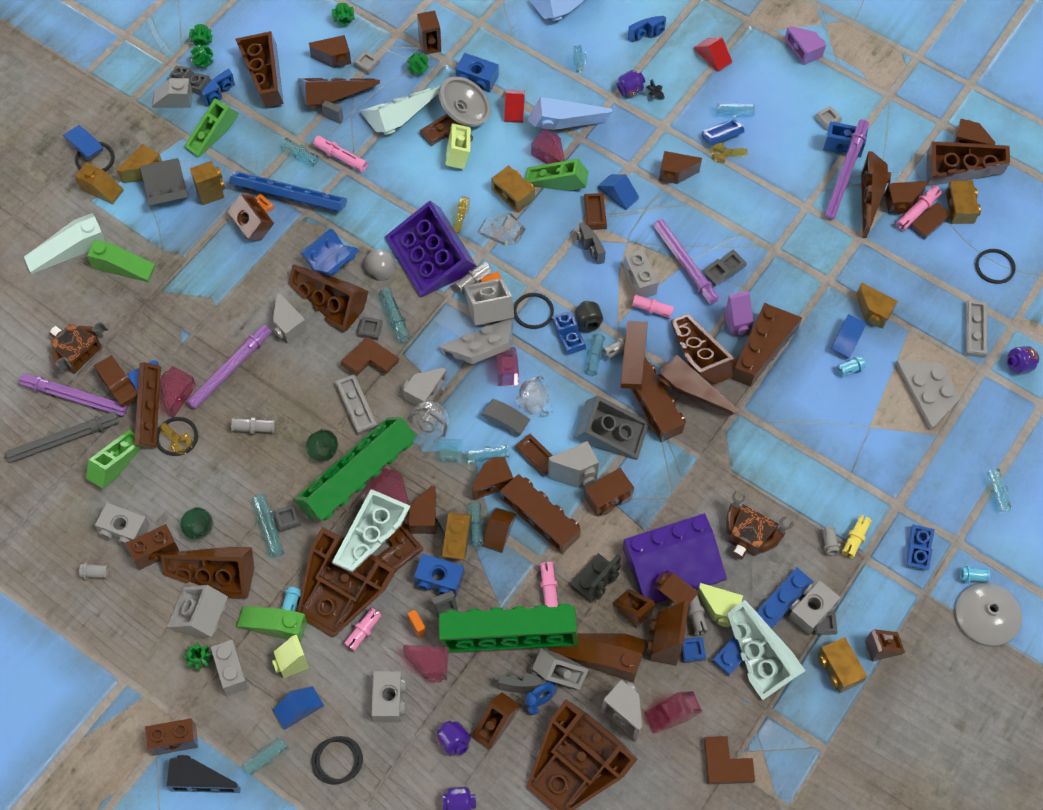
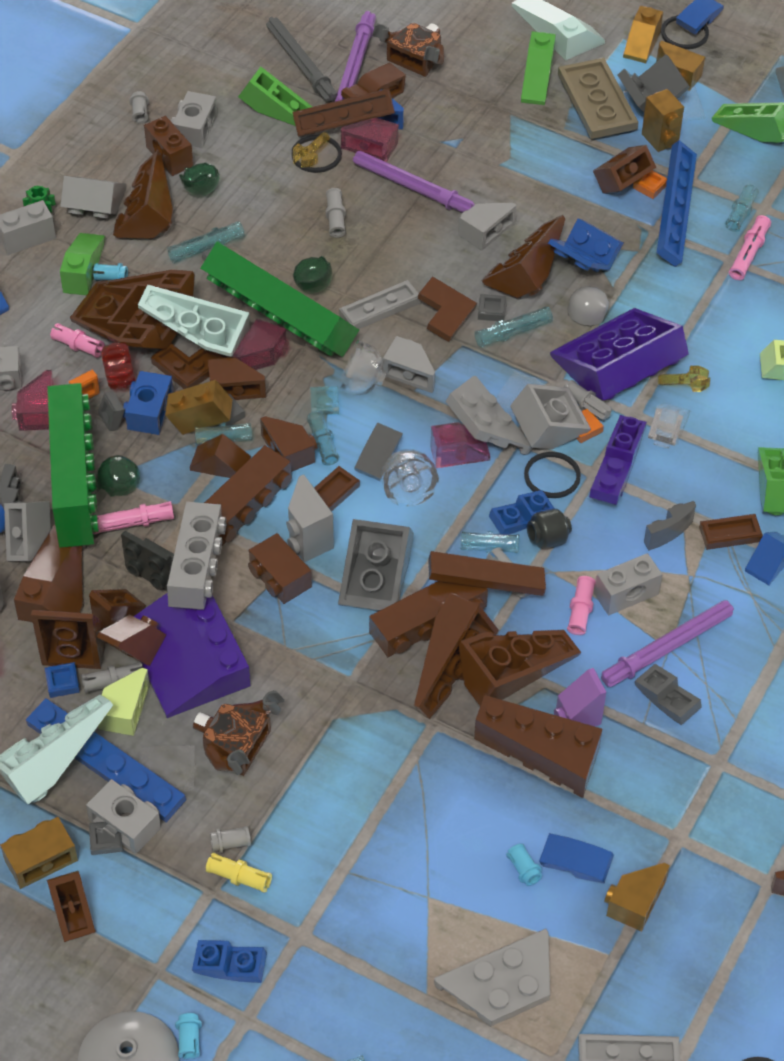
camera: 85 degrees right, 10 degrees down
(161, 226) = (597, 98): none -> dark tan plate
(290, 658) = (37, 278): yellowish green slope -> none
(403, 594) = (118, 365): none -> clear red gear
(507, 598) = (118, 476): none -> clear green hair
(513, 188) = (740, 430): pearl gold brick -> none
(532, 267) = (618, 460): none -> dark purple slope
(623, 546) = (195, 556): none -> light grey brick

